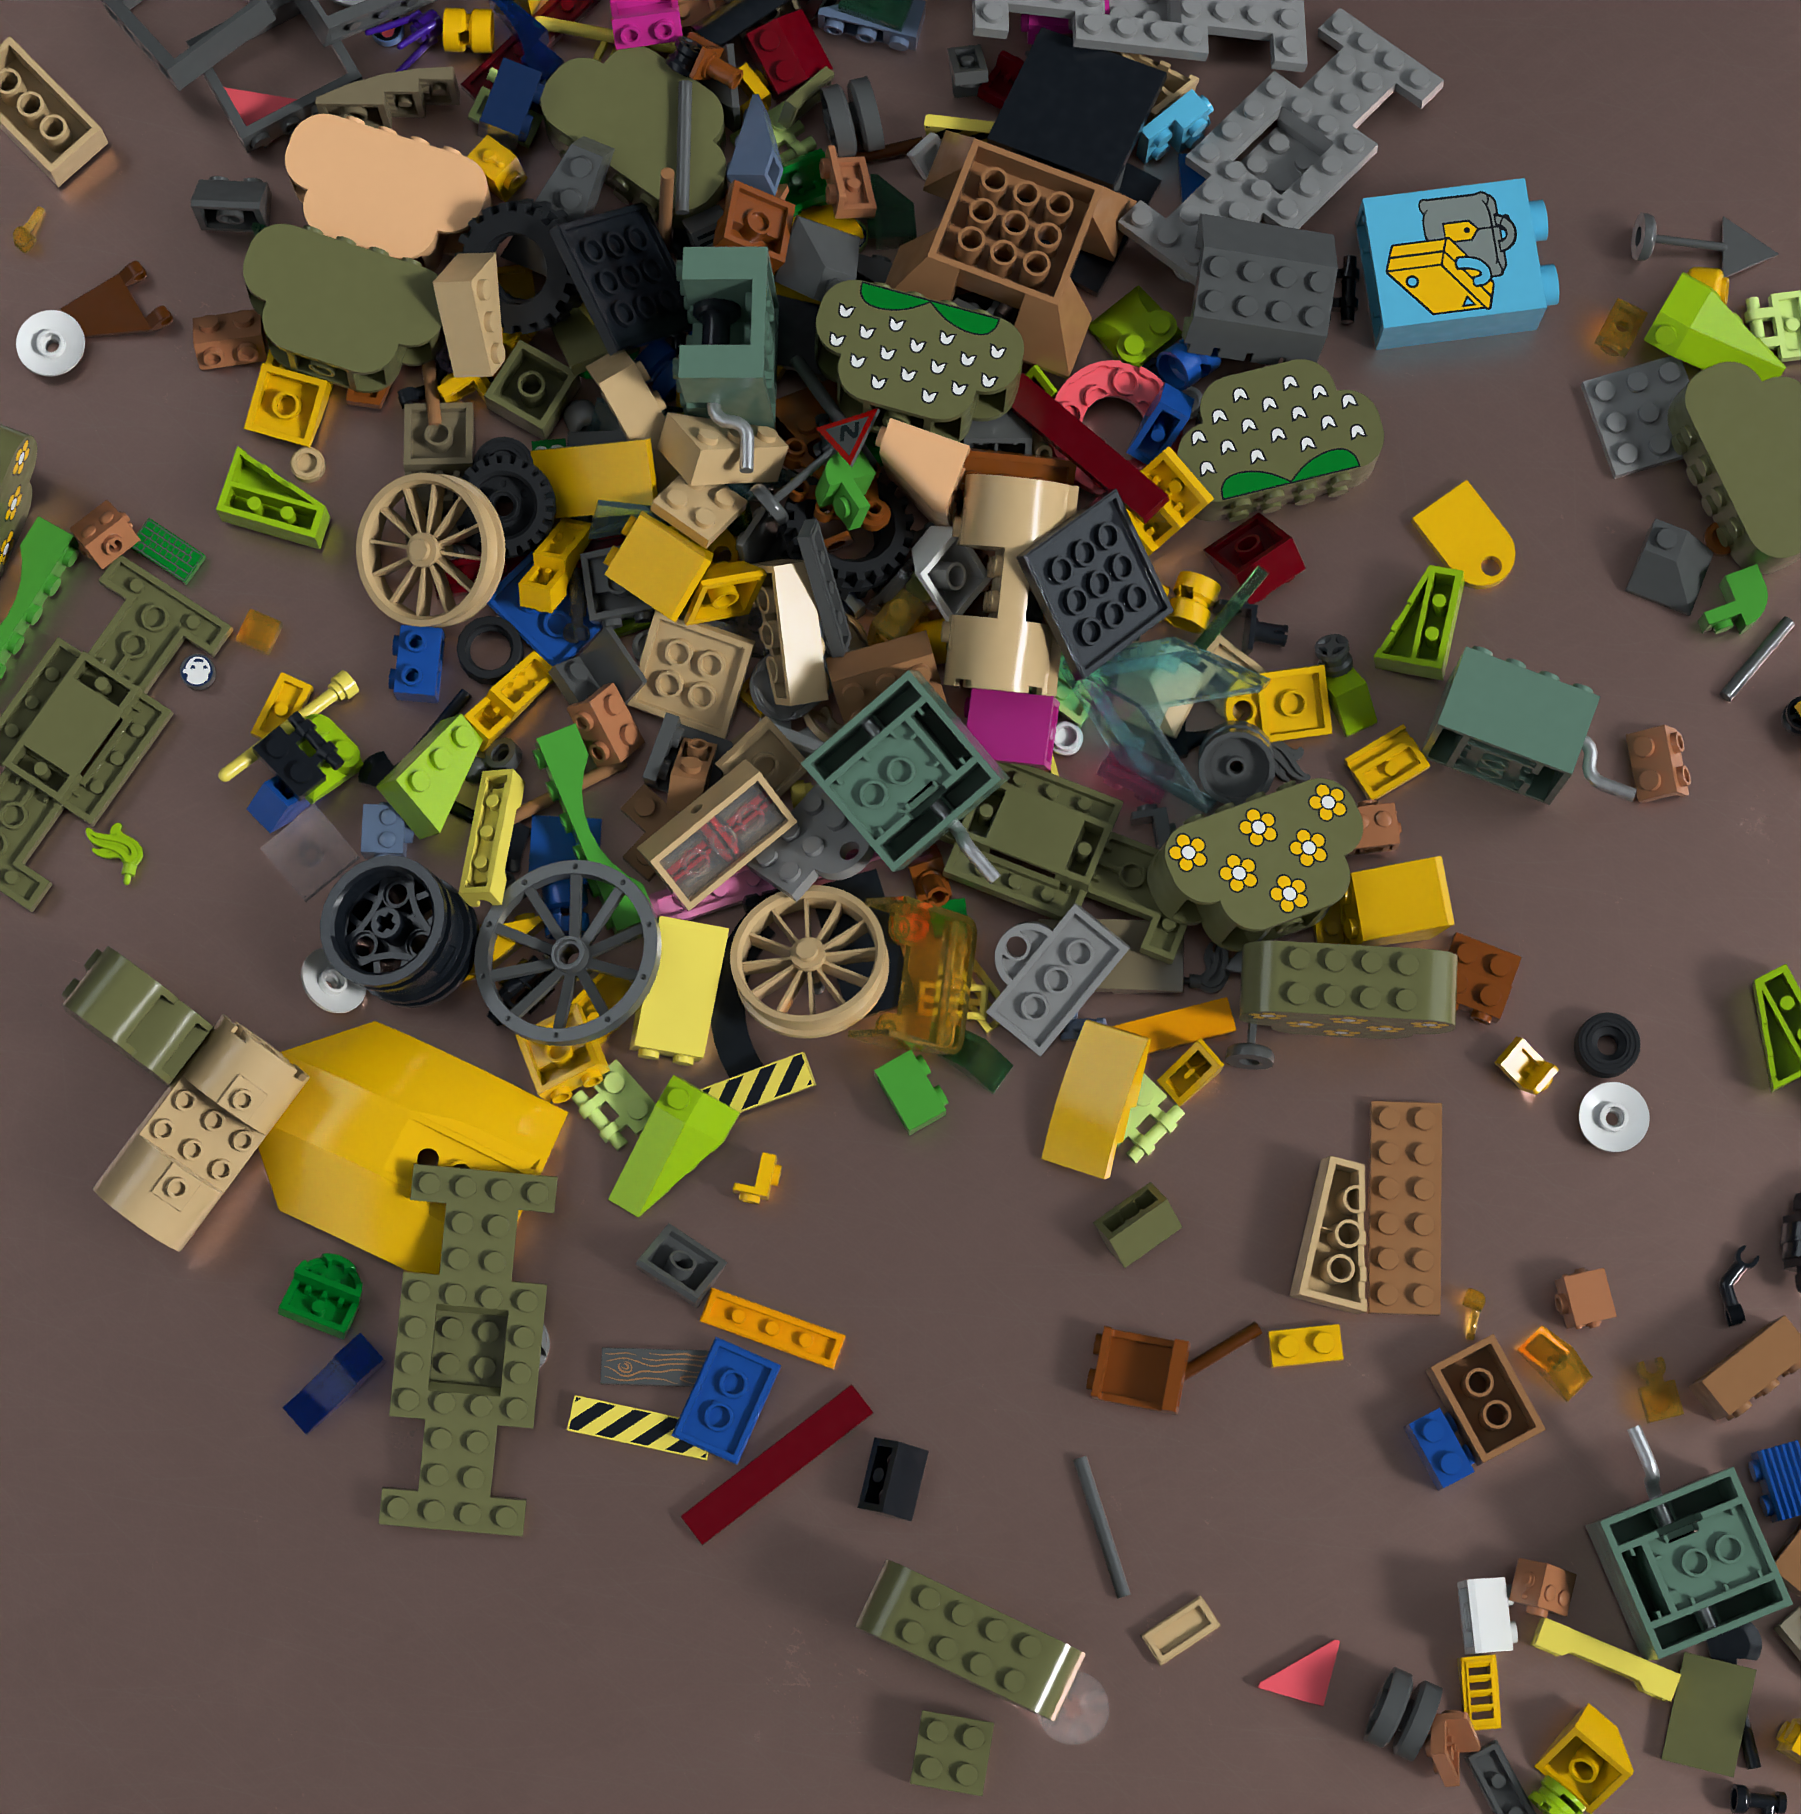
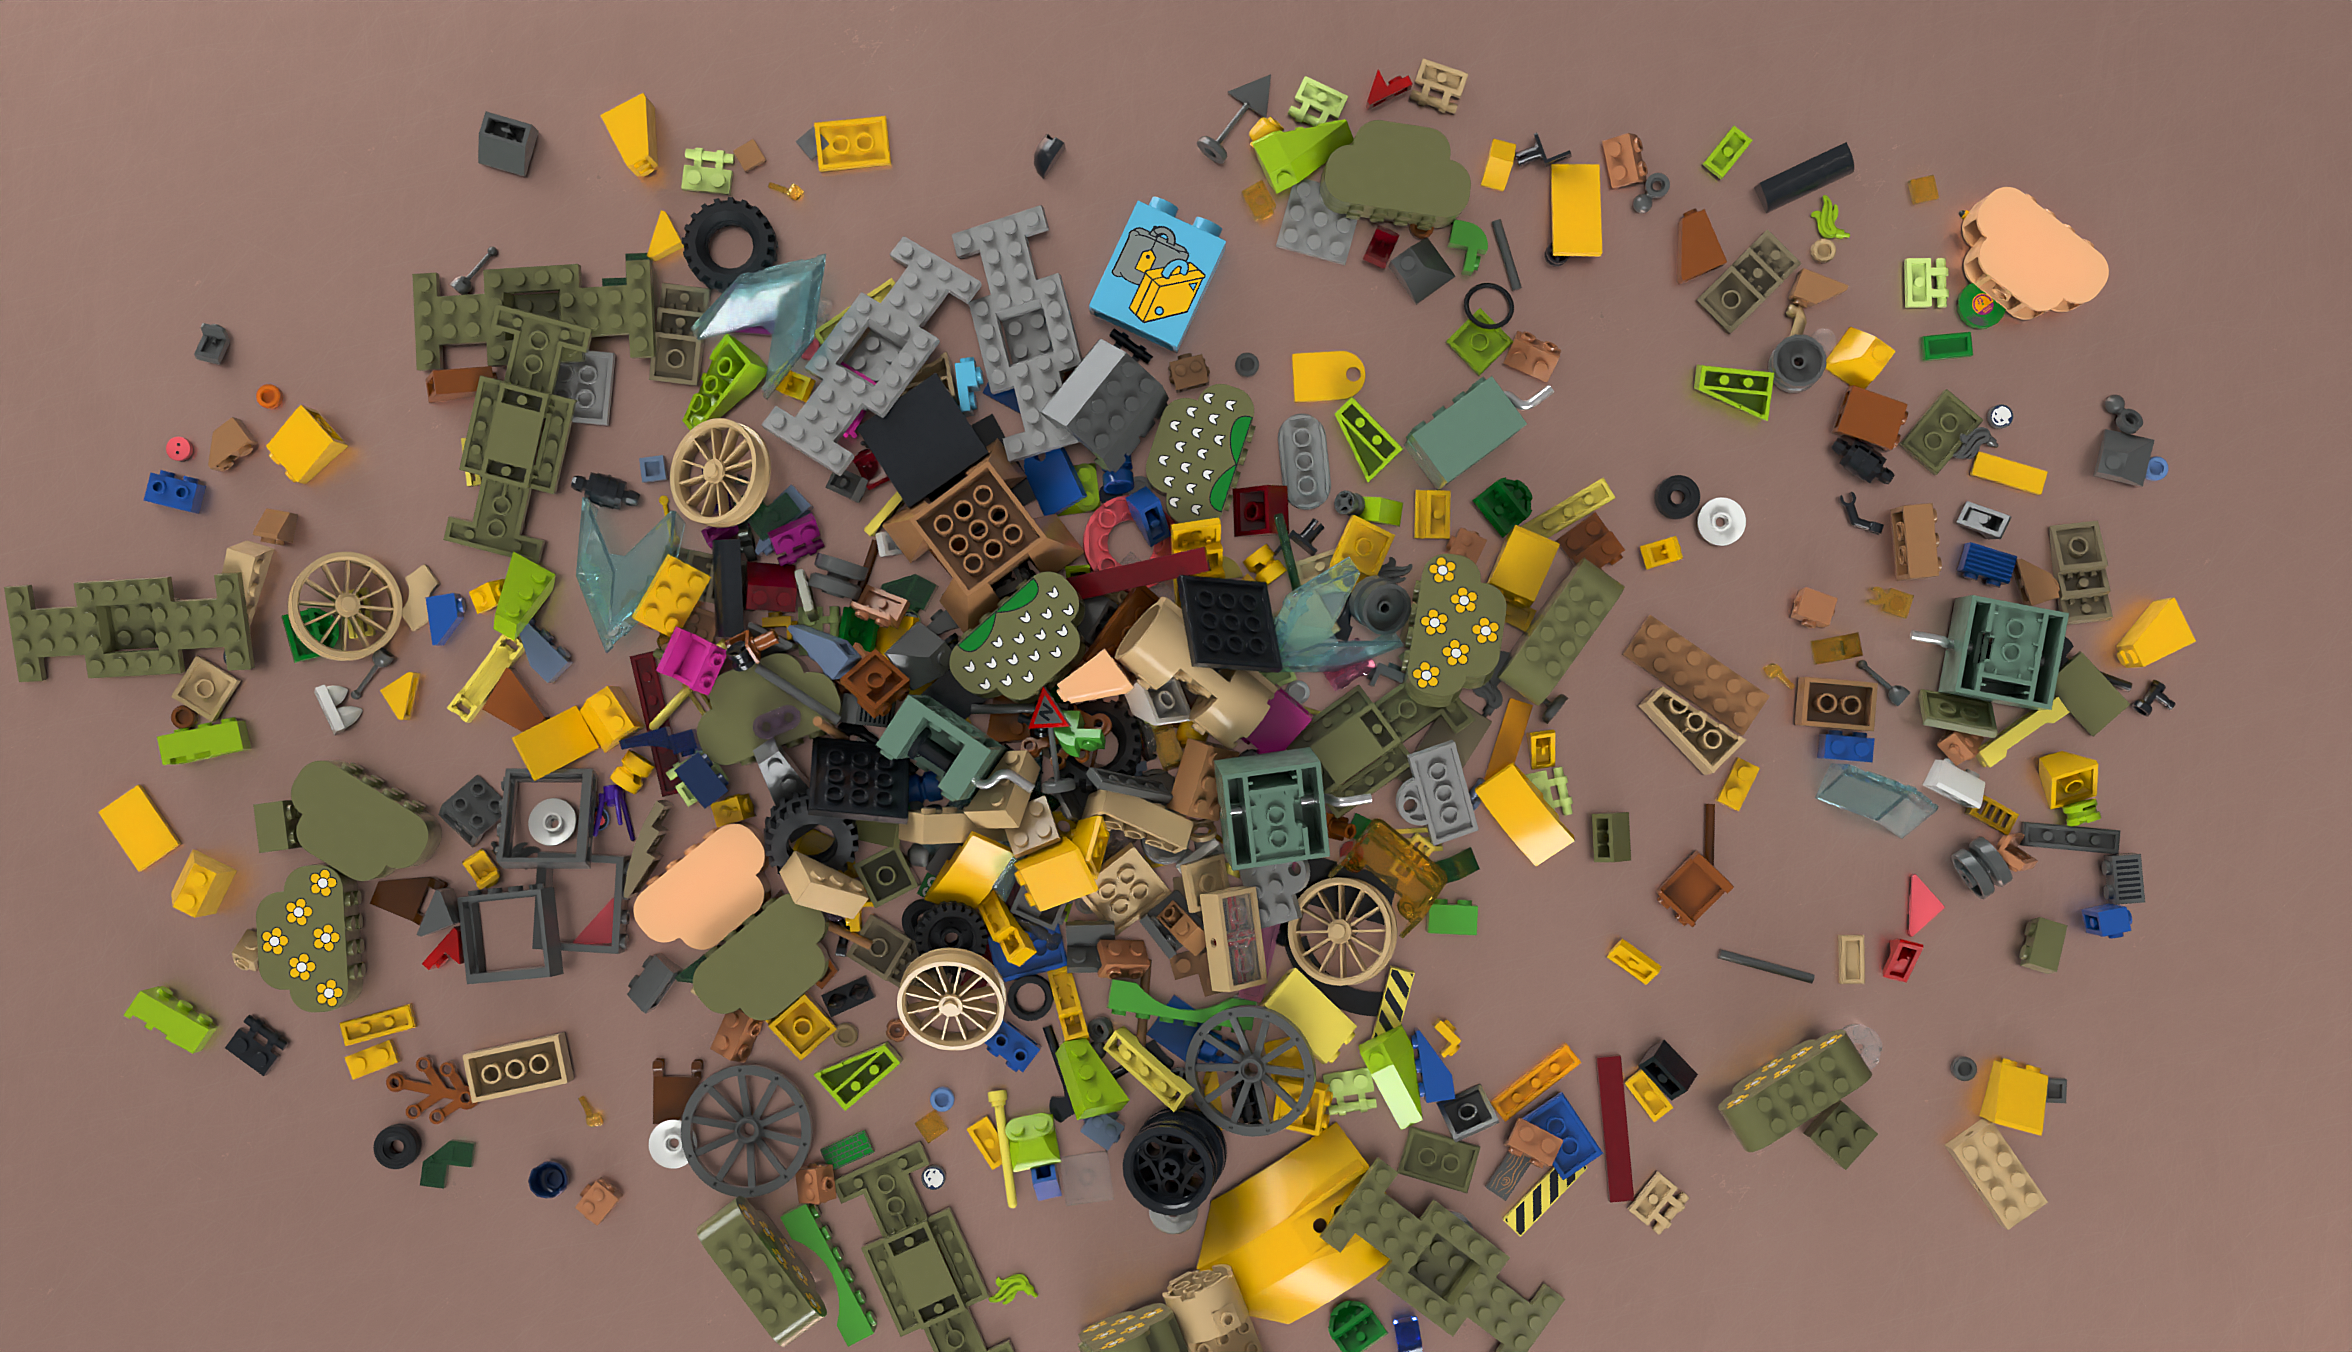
camera: 55 degrees left, 10 degrees up
(118, 407) = (689, 1117): none -> dark grey wheel
(290, 763) = (1033, 1161): black plate -> none
(300, 624) = (942, 1099): none -> medium blue tile
(343, 516) = (892, 1034): none -> nougat plate
(357, 439) = (848, 996): none -> black tile
(600, 1269) = (1438, 1159): none -> olive tile
(636, 143) = (777, 721): none -> plate
(694, 1366) = (1533, 1143): none -> nougat bracket
(703, 1195) = (1435, 1077): none -> blue slope
(717, 1567) = (1653, 1198): none -> tan plate
(845, 1479) = (1648, 1095): none -> yellow plate
(868, 39) = (793, 535): none -> magenta plate
(1001, 1353) = (1634, 961): none -> yellow plate
(1131, 294) = (1054, 481): none -> blue tile
(1163, 562) = (1231, 568): none -> light yellow tile
(1221, 1690) = (1902, 959): none -> red slope
(1348, 575) = (1304, 461): none -> light grey tile
(1362, 371) = (1188, 372): none -> medium nougat head
(1404, 1520) = (1876, 798): none -> clear light blue windscreen
(1417, 437) = (1247, 365): none -> dark grey tile
(1461, 840) = (1505, 504): none -> green slope
(1506, 929) = (1571, 509): none -> light yellow tile
(1508, 59) = (1047, 154): none -> black brick
(1549, 1472) = (1897, 693): none -> dark grey hinge
(1575, 1560) = (1957, 713): none -> olive tile
(1632, 691) = (1478, 345): none -> lime tile
(1664, 502) = (1381, 246): none -> dark red bracket
(1710, 669) = (1480, 324): none -> black tyre

